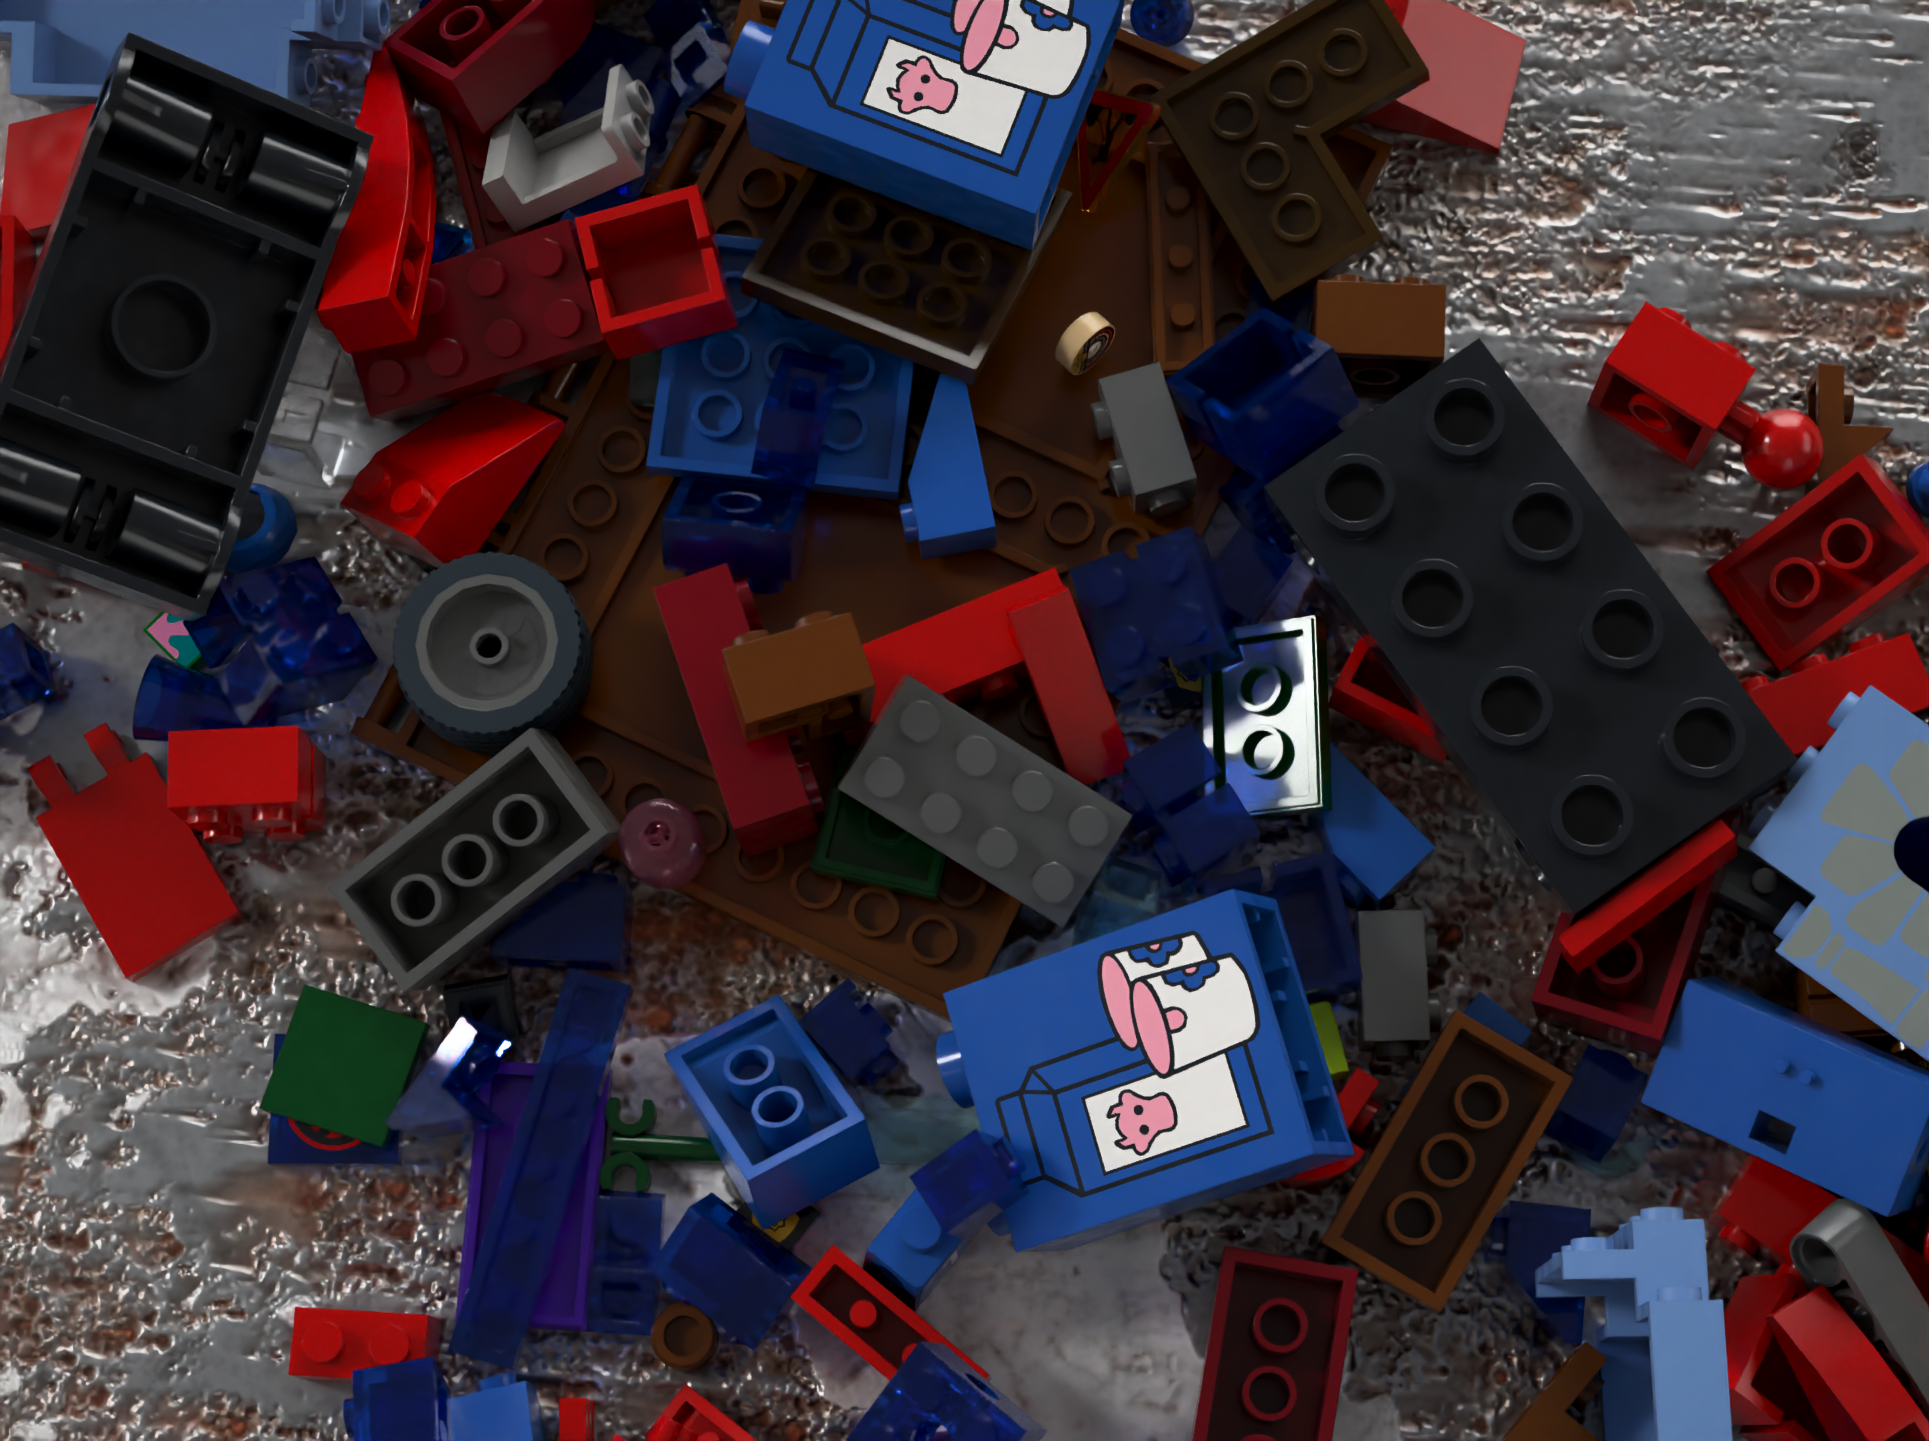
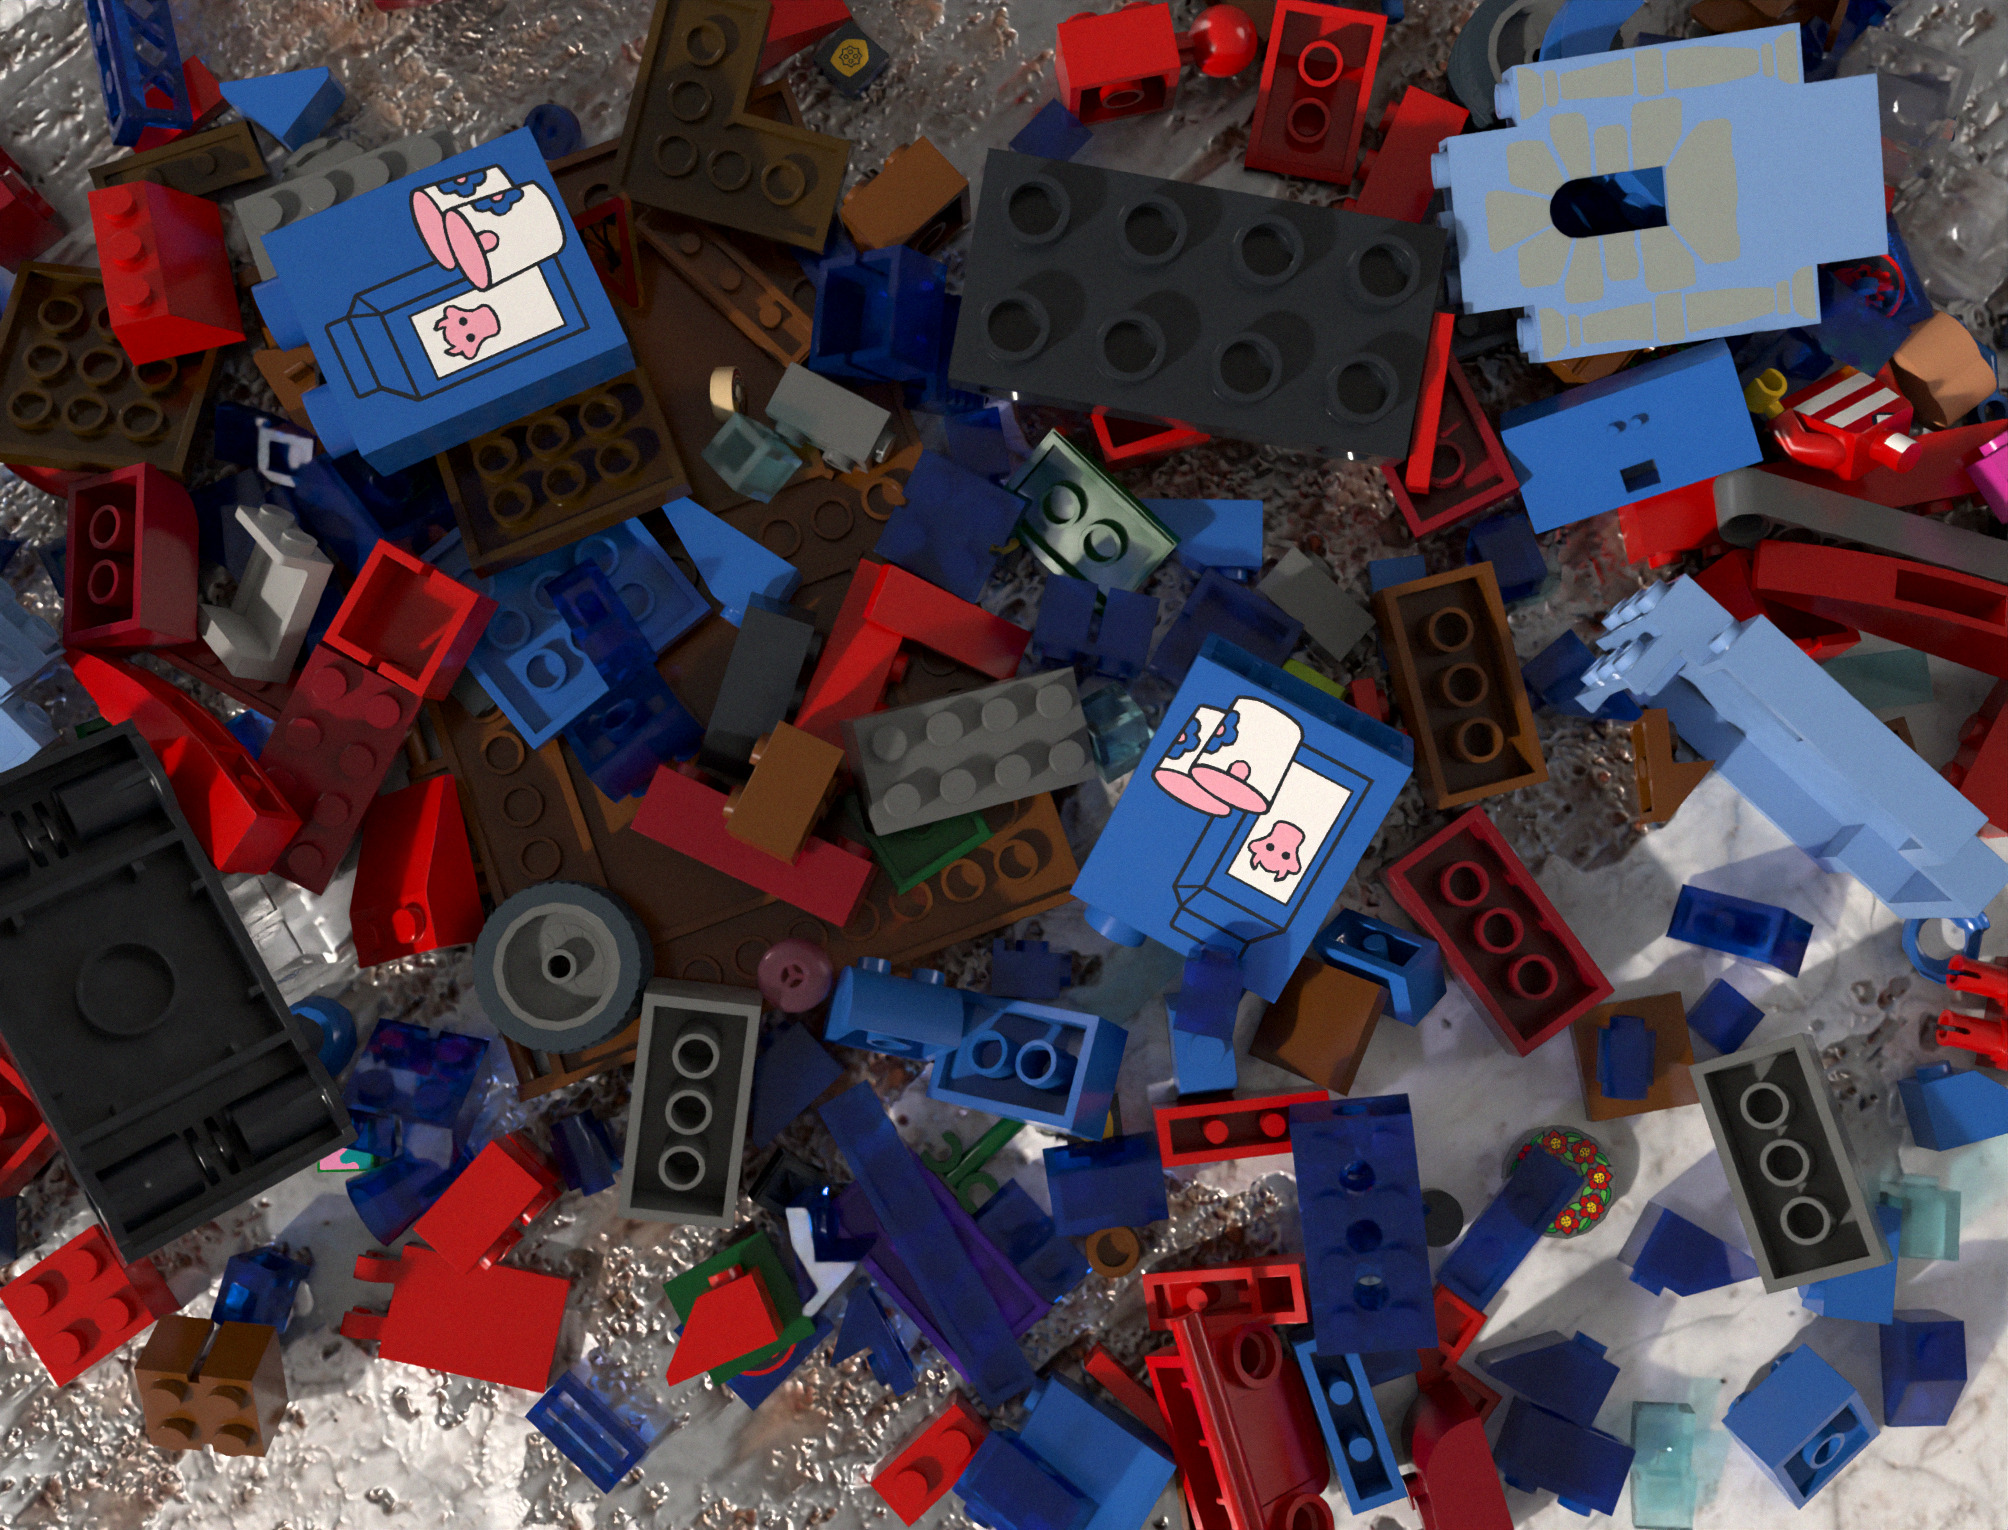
camera: 50 degrees left, 10 degrees up
(100, 1046) = (571, 1447): none -> clear blue tile
(320, 1058) = (725, 1323): none -> red slope
(355, 821) = (584, 1153): none -> clear blue brick
(428, 1186) = (869, 1325): none -> clear blue slope
(707, 955) = (894, 1013): none -> blue brick
(710, 146) = (358, 506): none -> clear blue slope
(878, 577) = (759, 681): none -> black brick
(1042, 1320) = (1320, 1025): none -> reddish brown tile
(1050, 407) = (751, 458): none -> clear light blue brick
(1146, 1332) = (1389, 958): none -> blue slope
(1462, 182) = (851, 60): none -> tile
(1560, 396) = (1054, 135): none -> clear blue brick

